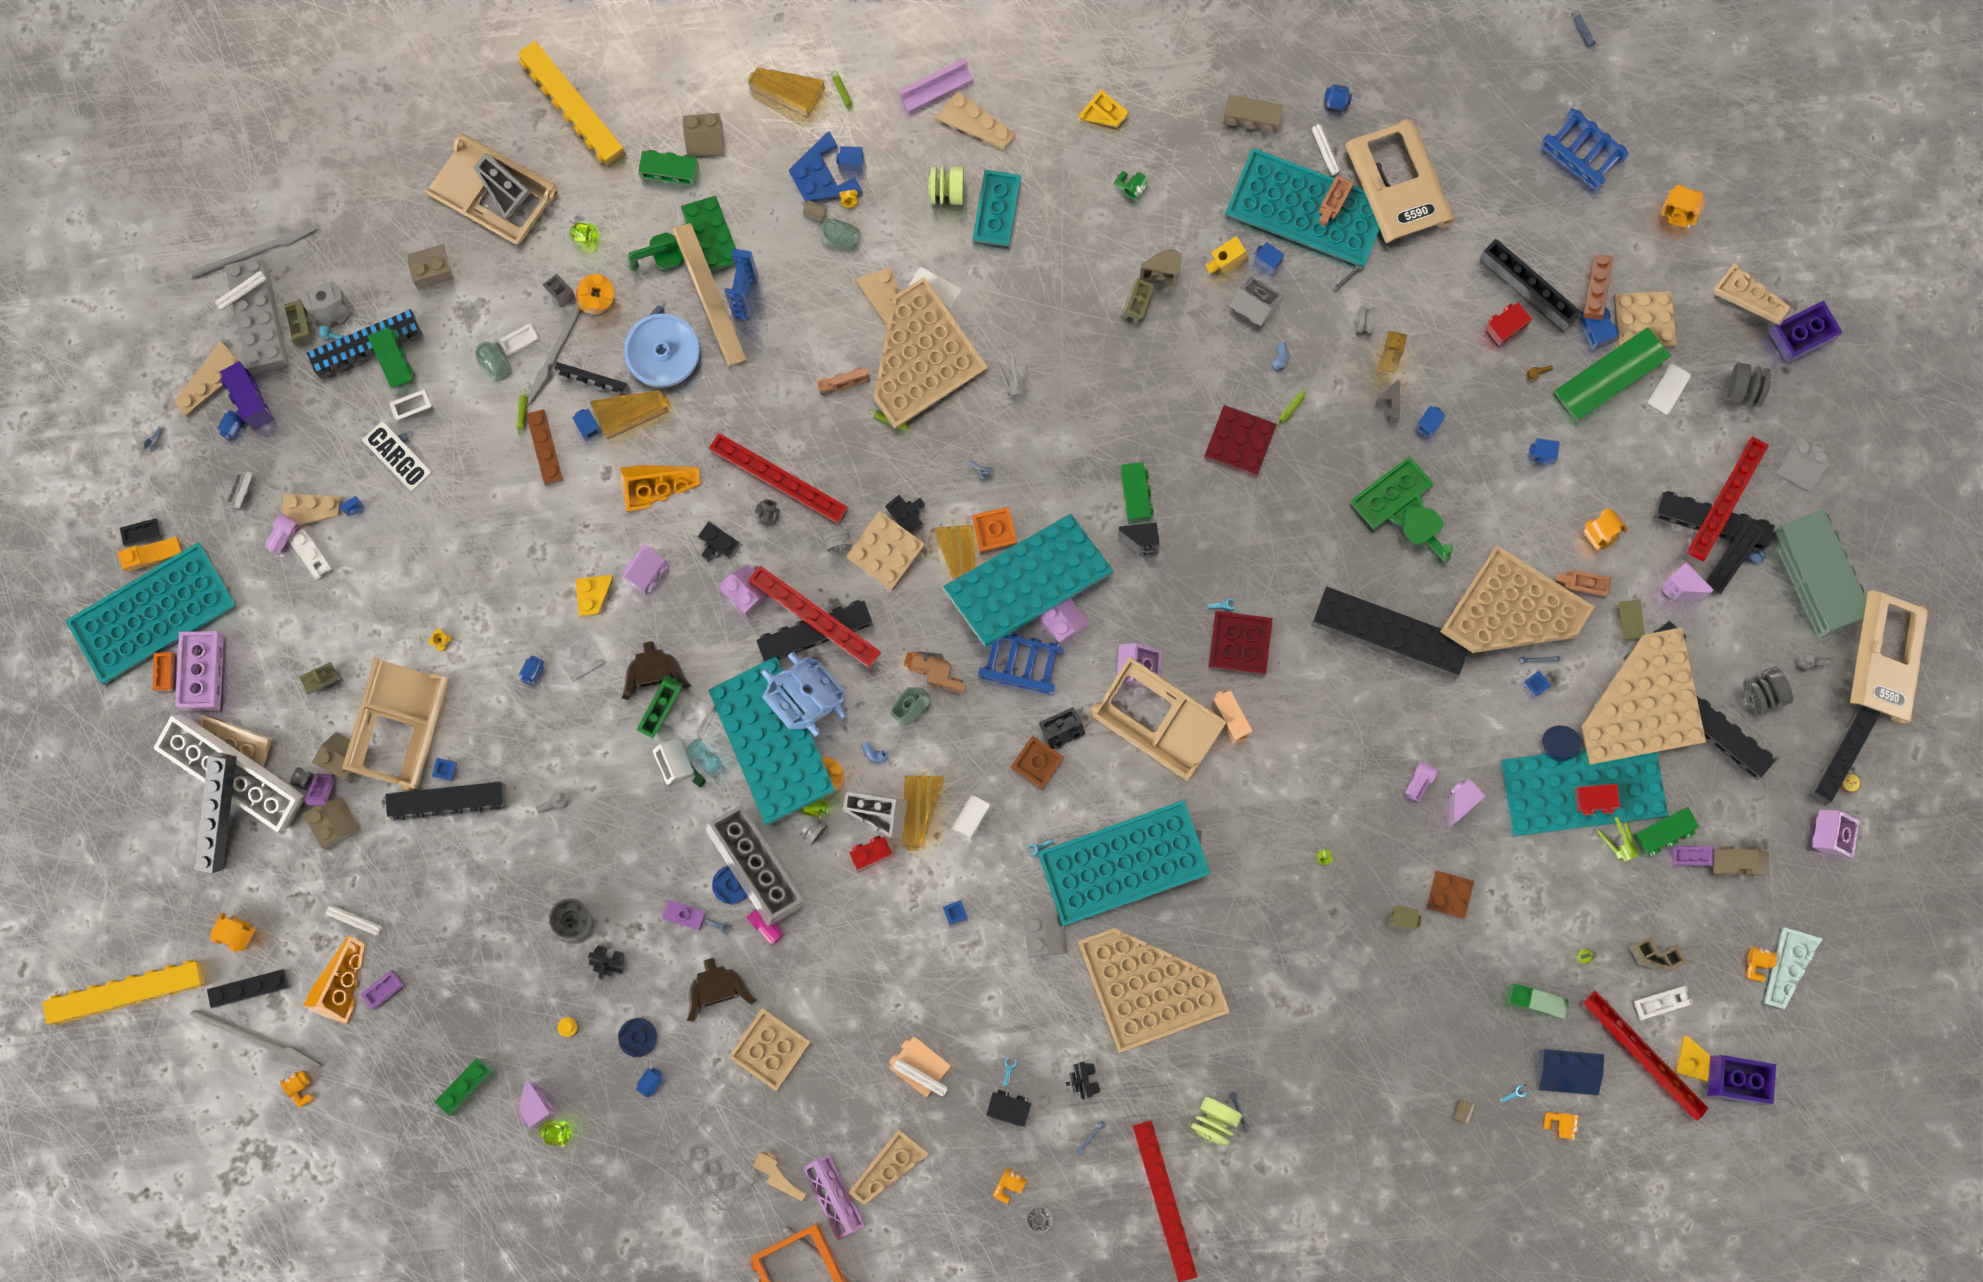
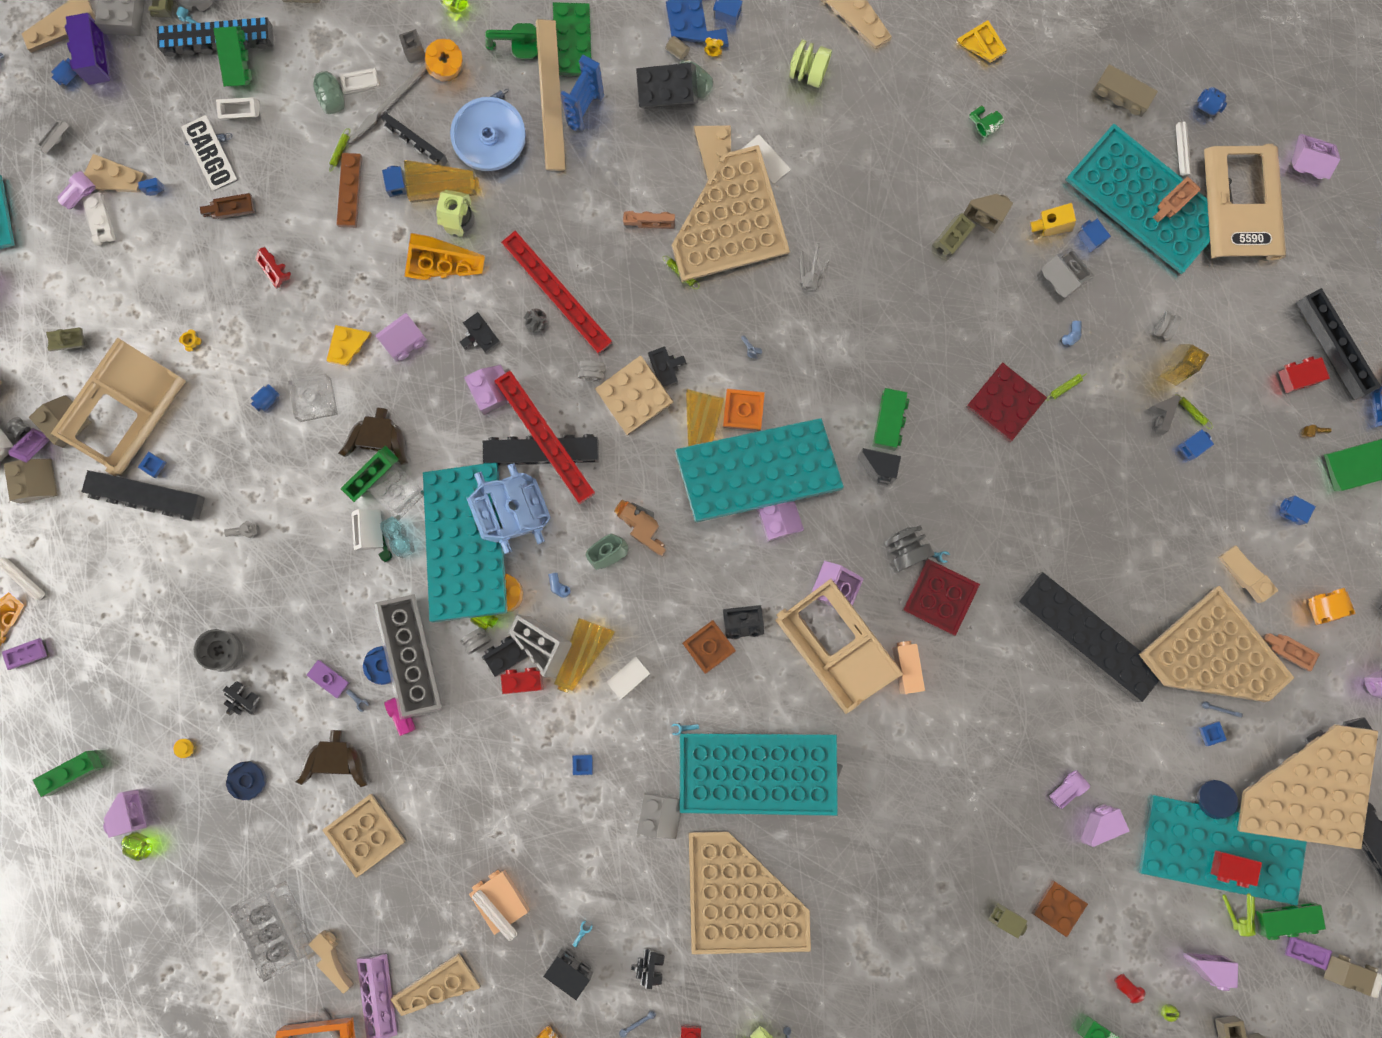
camera: 15 degrees right, 5 degrees up
(434, 500) = (229, 206): none -> reddish brown hinge
(494, 545) = (272, 270): none -> red plate
(649, 1082) = (241, 828): blue brick -> none
(656, 434) = (454, 212): none -> yellowish green piece
(818, 249) = (667, 85): none -> black brick
(845, 836) = (504, 656): none -> black bracket
(996, 208) = (850, 102): teal plate -> none
(1026, 681) = (724, 565): blue fence -> none
(1194, 606) = (909, 548): none -> dark grey wheel
(1324, 857) = (952, 831): lime hinge -> none
(1357, 268) = (1175, 272): dark grey hinge -> none
(1400, 493) = (1138, 504): green plate -> none
(1419, 391) = (1194, 411): none -> lime piece
(1451, 117) = (1315, 157): none -> lavender slope
(1519, 526) = (1248, 575): none -> tan slope
(1540, 946) = (1134, 993): none -> red arm
(1609, 899) = (1215, 969): none -> lavender slope
(1631, 620) = (1327, 703): olive hinge -> none

